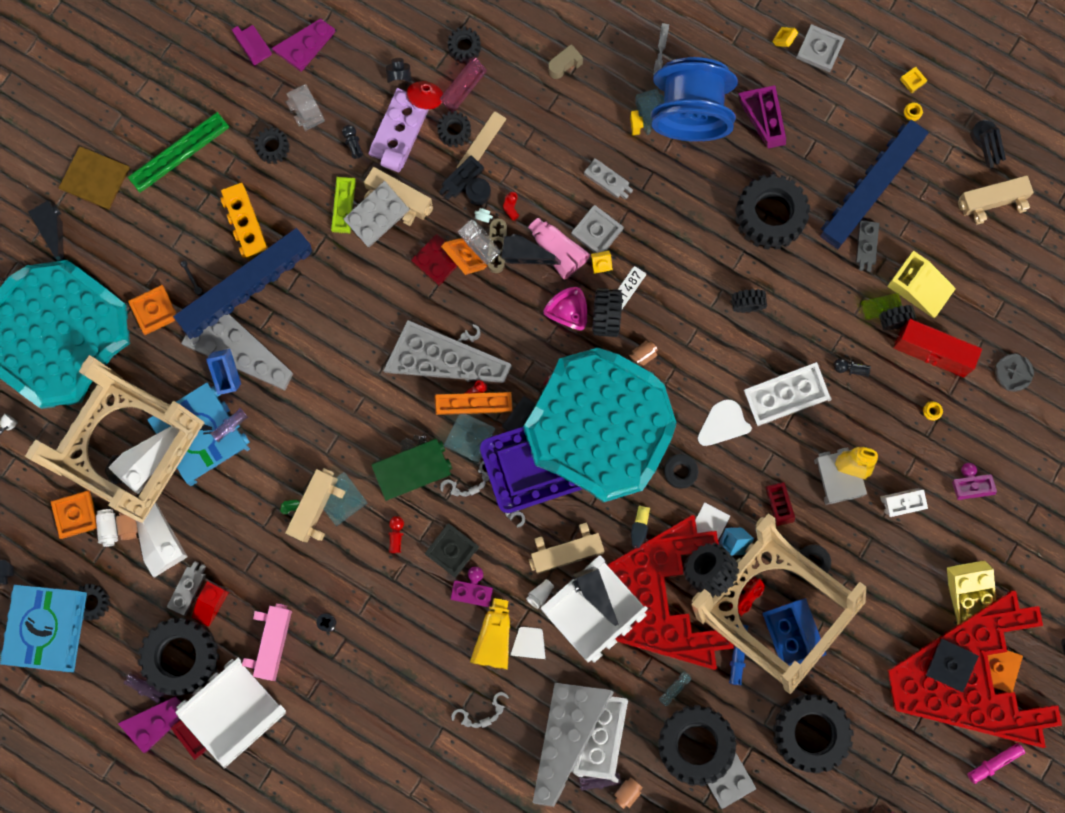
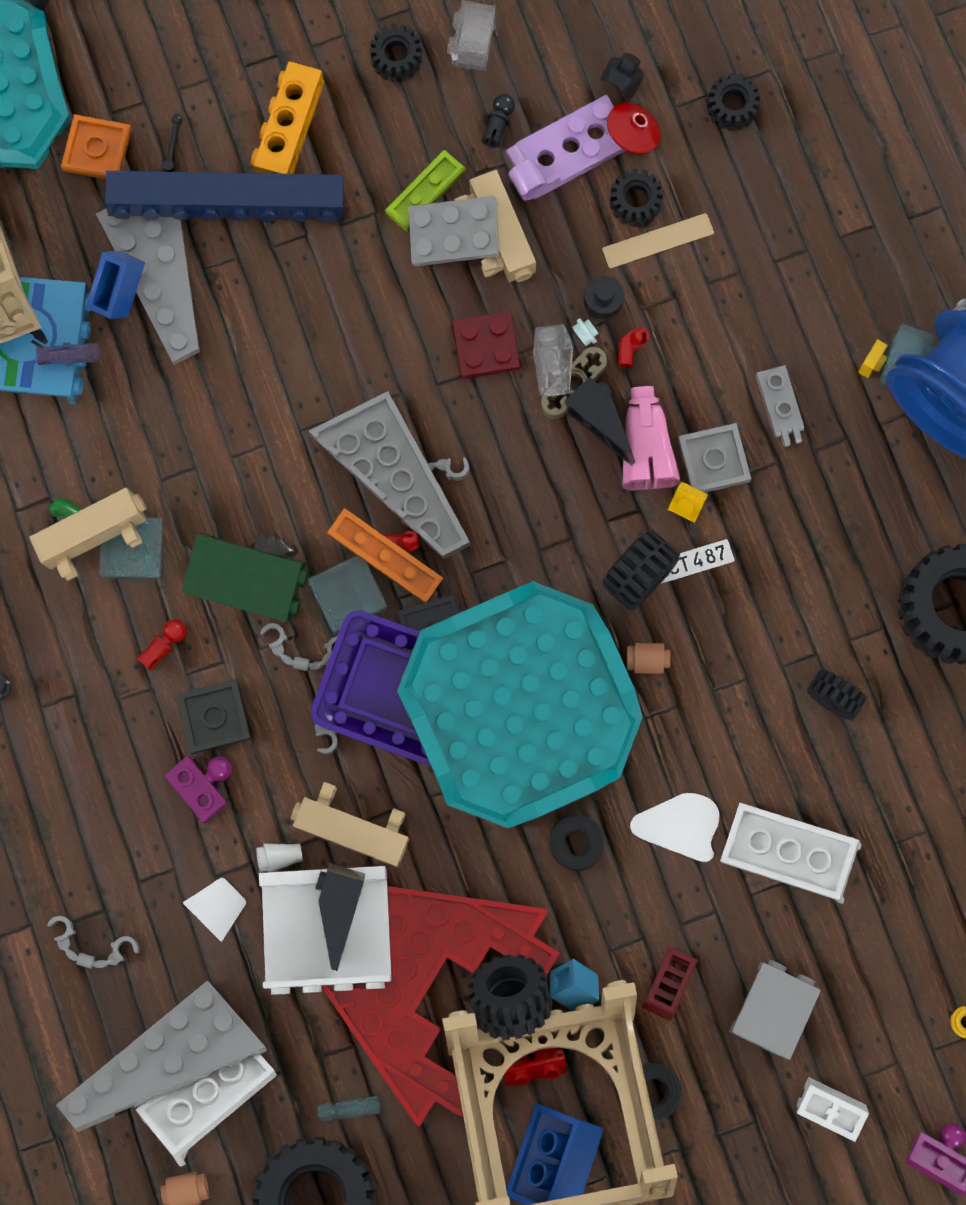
camera: 40 degrees right, 0 degrees up
(460, 177) = (587, 265): black hinge -> none
(463, 84) = (692, 150): clear pink plate -> none
(464, 256) = (517, 364): orange plate -> none
(493, 640) = (174, 867): yellow piece -> none
(564, 61) = (843, 215): dark tan leg -> none
(568, 308) = (598, 528): dark pink hat -> none
(597, 782) = (150, 1141): clear purple pin -> none
(640, 528) = (467, 872): black piece -> none
(711, 520) = (565, 934): white sticker -> none
(737, 664) = (451, 1141): blue pin -> none
(842, 366) = (892, 870): black pin -> none
(857, 462) = (806, 1009): yellow piece -> none

